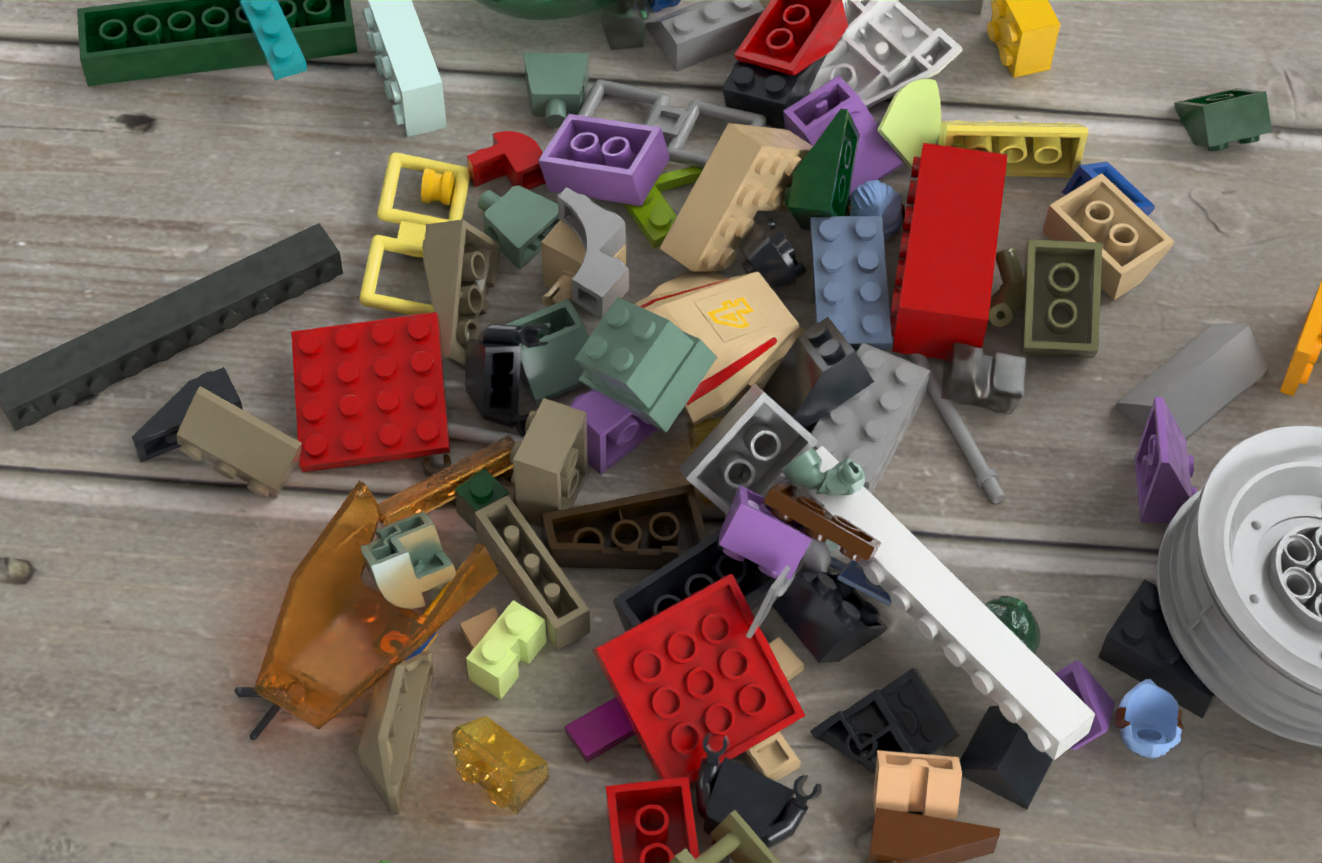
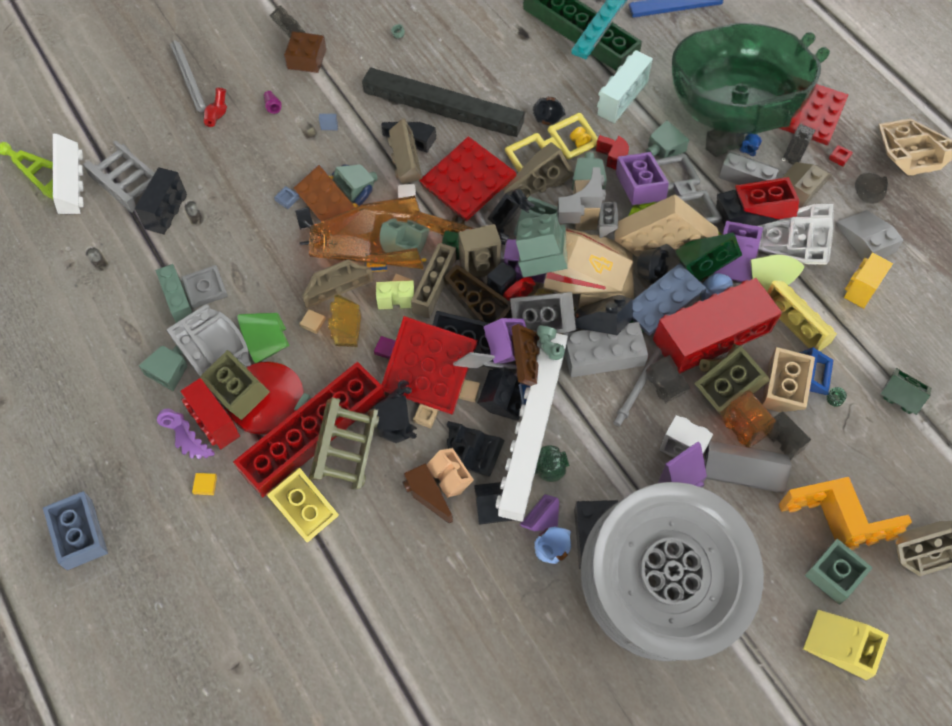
camera: 55 degrees right, 5 degrees up
(34, 523) = (328, 121): none -> sand blue tile
(130, 697) = (286, 197): none -> sand blue tile
(198, 632) = (323, 195): none -> dark orange plate
(205, 698) = (304, 214): none -> black sticker
(213, 565) = (354, 182): none -> sand green torso
(305, 503) = (406, 190): none -> white tile
(346, 190) = (548, 111): none -> black hair
(439, 818) = (312, 321): none -> tan tile
(628, 468) = (501, 278): none -> black brick
(652, 257) = (608, 218): none -> light grey slope
(664, 460) = (520, 288): none -> red tile
(1107, 425) = (683, 435): none -> white brick
(1137, 324) = (748, 419): none -> clear orange brick
(1168, 209) = (841, 394): none -> clear green bush
(1187, 297) = (789, 435): none -> clear smoke brick

